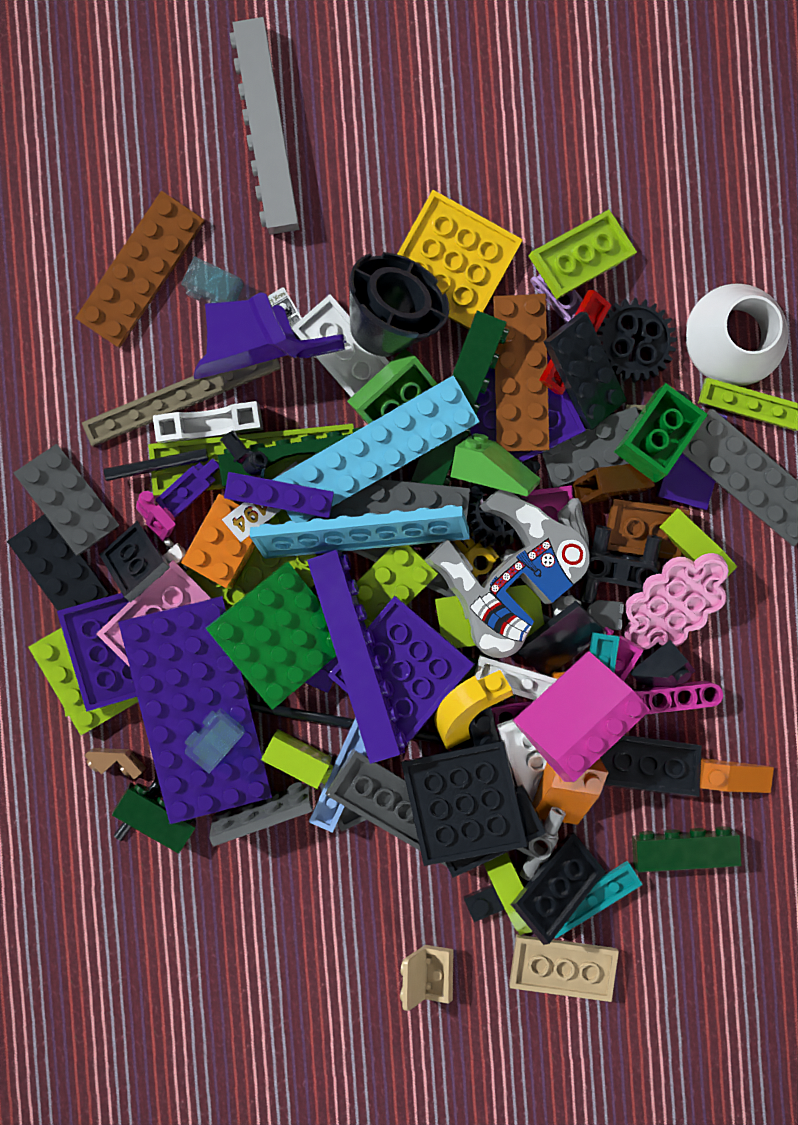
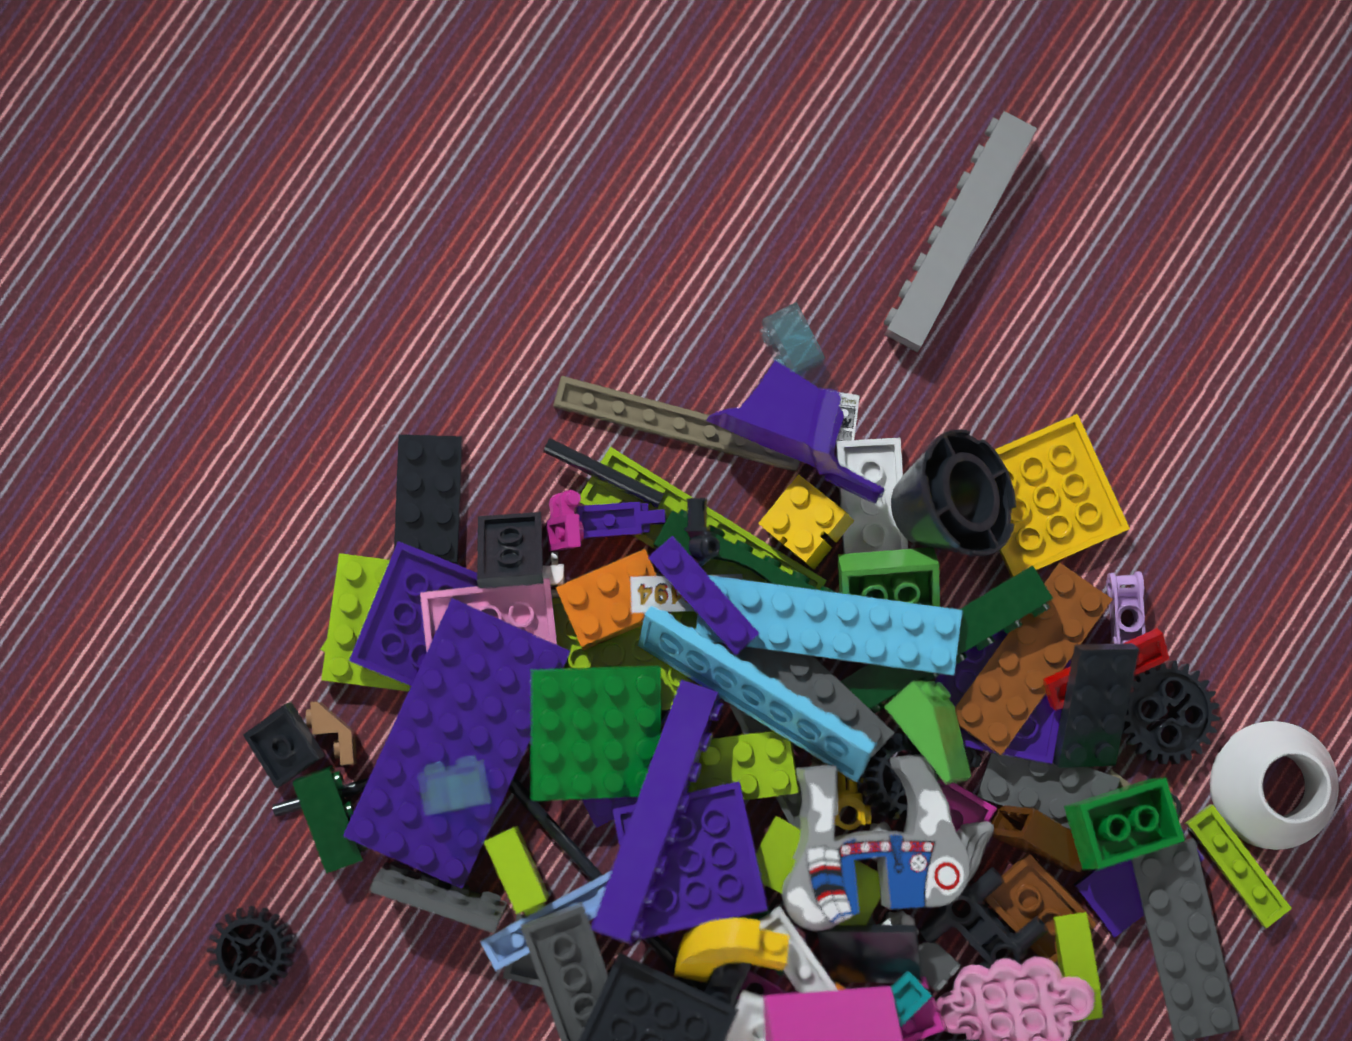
camera: 30 degrees right, 5 degrees down
(66, 499) = (488, 439): dark grey plate -> none
(89, 793) = (283, 745): none -> black tile
(140, 269) = (732, 273): dark orange plate -> none
(150, 937) = (263, 958): none -> black gear
(207, 424) = (685, 472): white arch -> none
(306, 395) = (802, 518): none -> yellow piece
(582, 254) = (1178, 588): lime plate -> none

